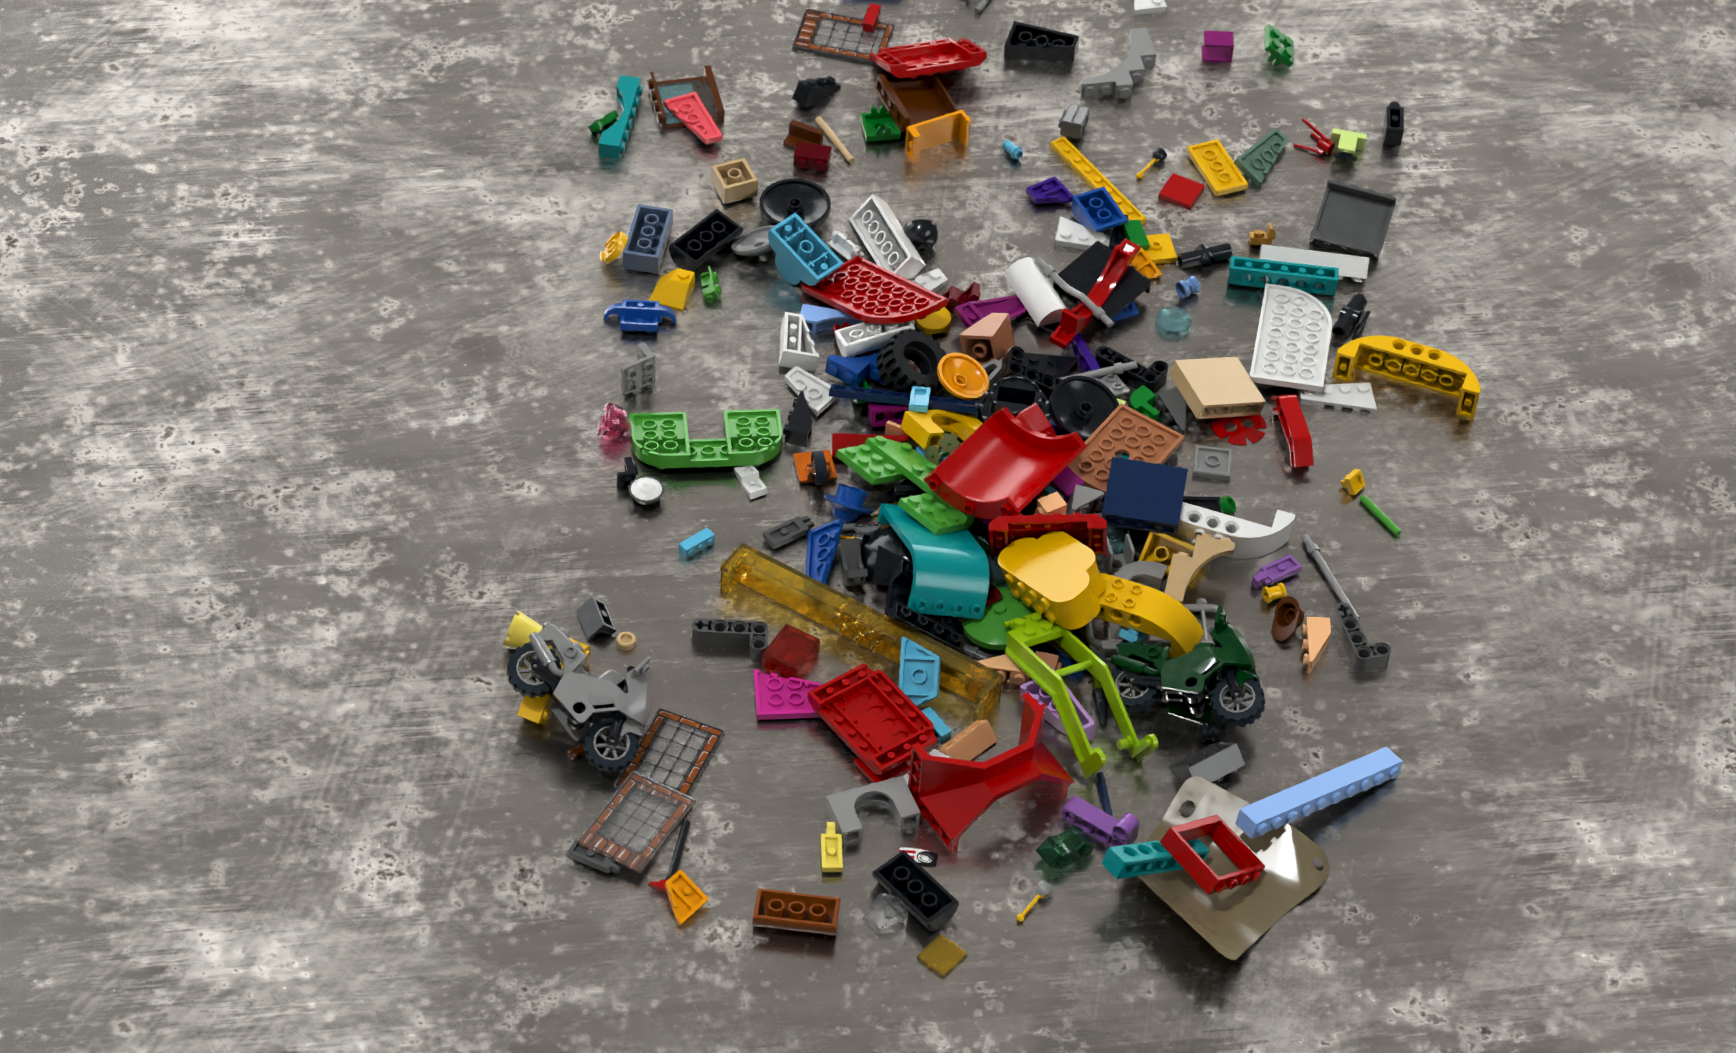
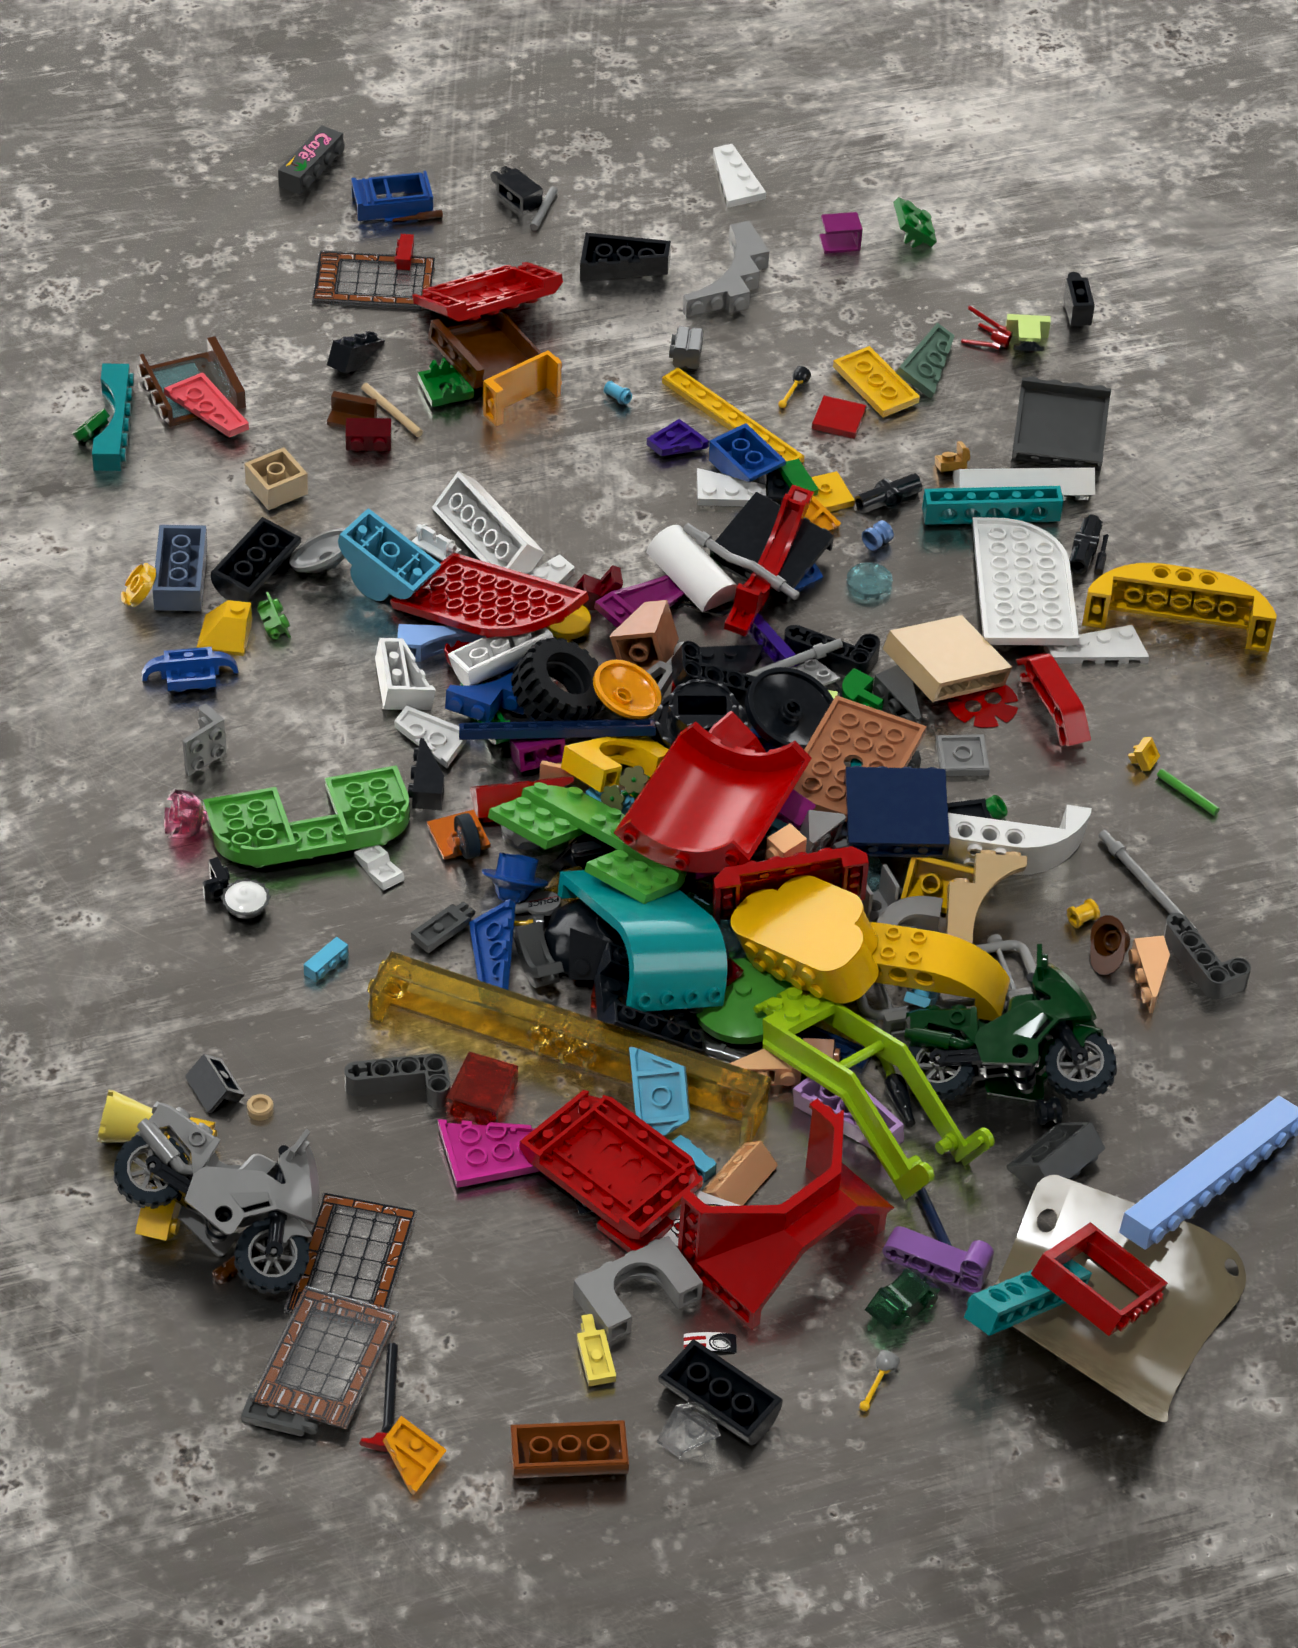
camera: 10 degrees left, 0 degrees up
(795, 196) = (355, 488): black dish -> none
(919, 399) = (579, 727): medium azure tile -> none
(922, 234) = (531, 513): black cylinder -> none
(941, 955) = (773, 1477): clear yellow piece -> none
(1276, 571) = (1078, 885): medium lavender hinge -> none

